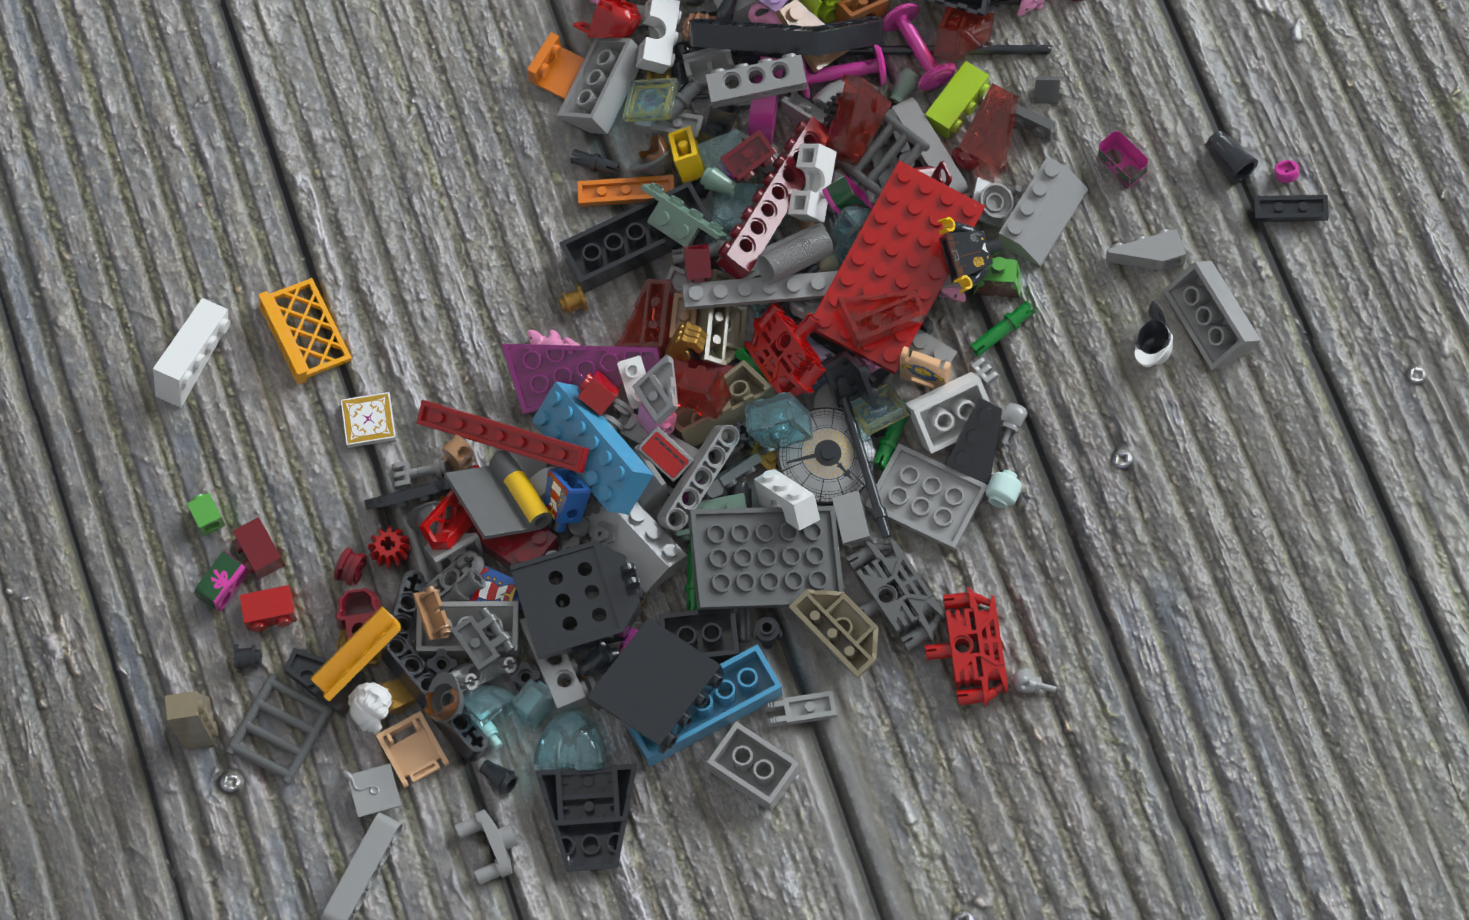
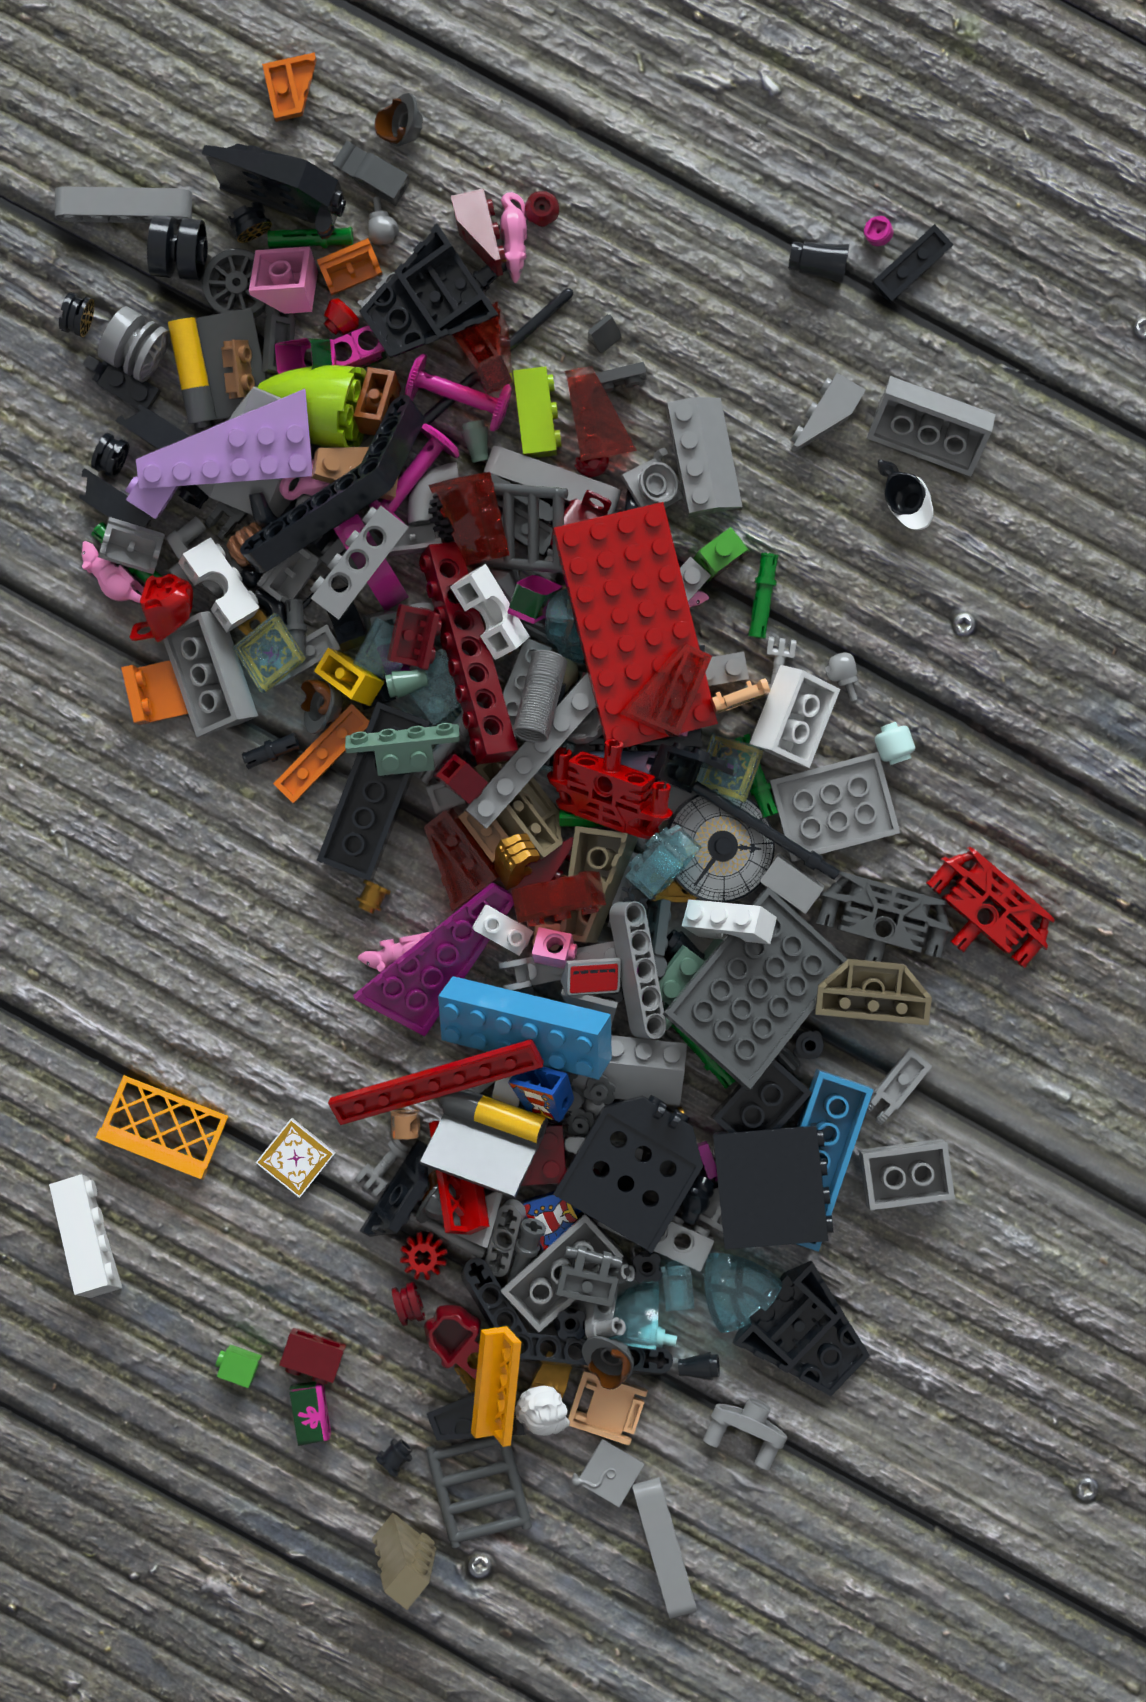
camera: 50 degrees left, 20 degrees up
(268, 608) = (371, 1399): red brick -> none
(433, 619) = (527, 1296): medium nougat hinge -> none
(598, 392) = (483, 971): red brick -> none
(659, 390) = (540, 930): light grey wing -> none
(966, 252) = (693, 565): torso -> none
(977, 441) = (840, 723): black wing -> none
(1028, 683) = (1064, 896): light grey piece -> none
(1119, 142) = (738, 333): dark pink piece -> none

